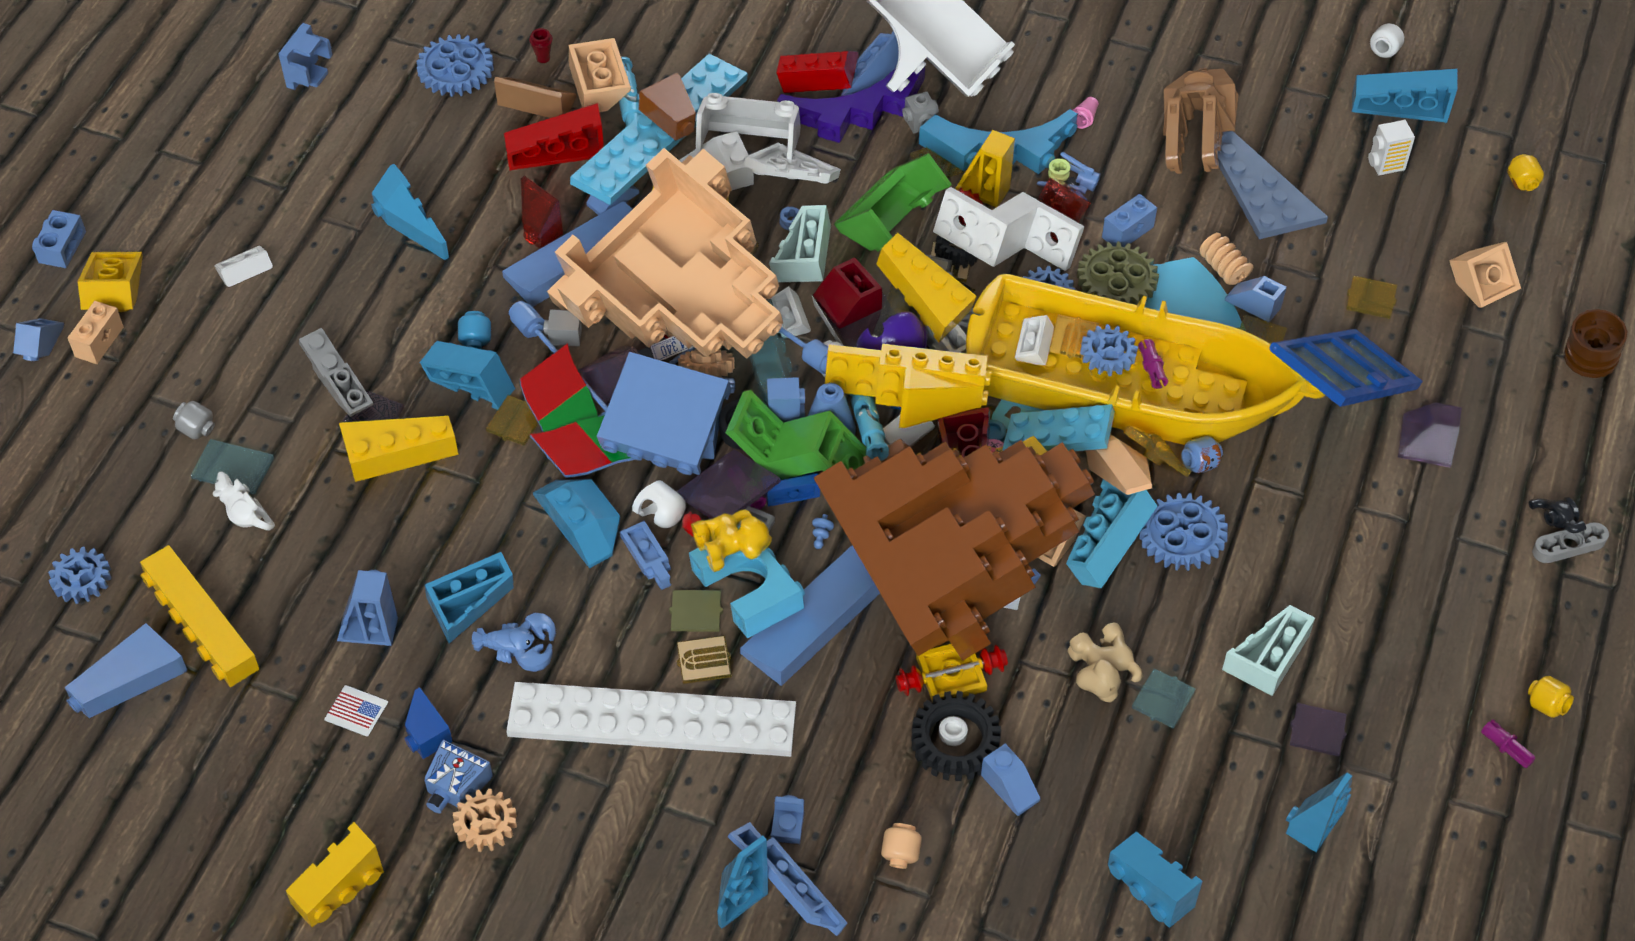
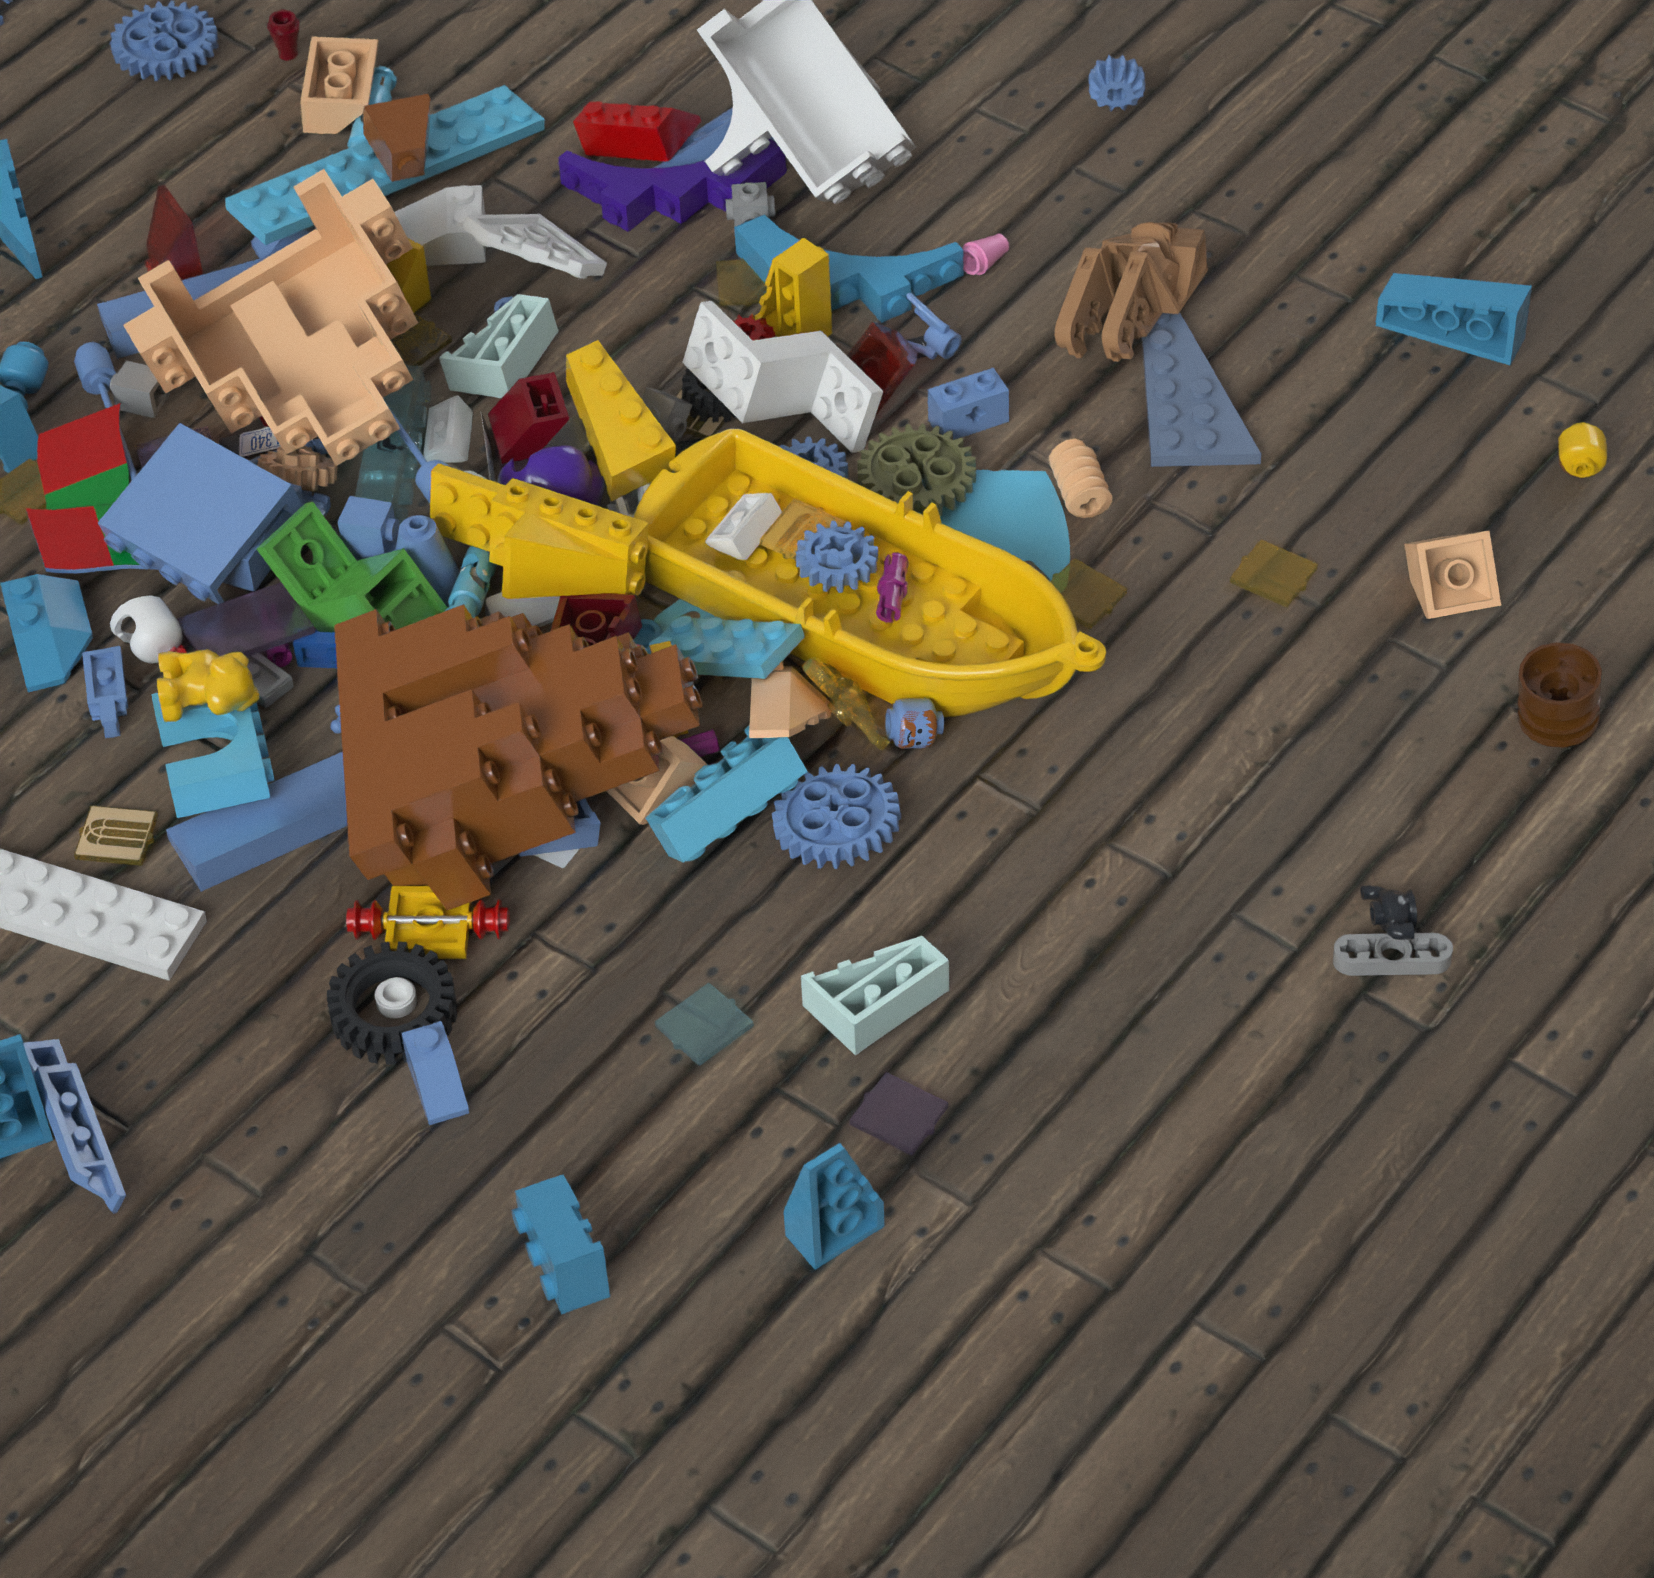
camera: 20 degrees right, 5 degrees down
(532, 97) = (245, 98): medium nougat slope -> none
(556, 139) = (241, 152): red wedge -> none
(696, 610) = (135, 773): olive piece -> none
(749, 118) = (500, 169): white windscreen -> none
(788, 819) = (120, 1054): medium blue bracket -> none
(891, 200) = (650, 314): bright green windscreen -> none
(901, 845) = (248, 1119): light nougat head -> none
(1056, 165) = (909, 322): yellowish green bush -> none
(1104, 662) = (632, 954): tan animal -> none
(1258, 296) = (1101, 539): medium blue slope -> none
(1346, 366) = (1157, 643): blue door -> none
(1387, 40) = (1470, 237): white head -> none
(1391, 147) = (1393, 377): white brick -> none
(1430, 434) = (1260, 768): clear purple slope -> none
(1508, 743) = (1156, 1193): magenta axle -> none
(1550, 696) = (1249, 1145): yellow head -> none

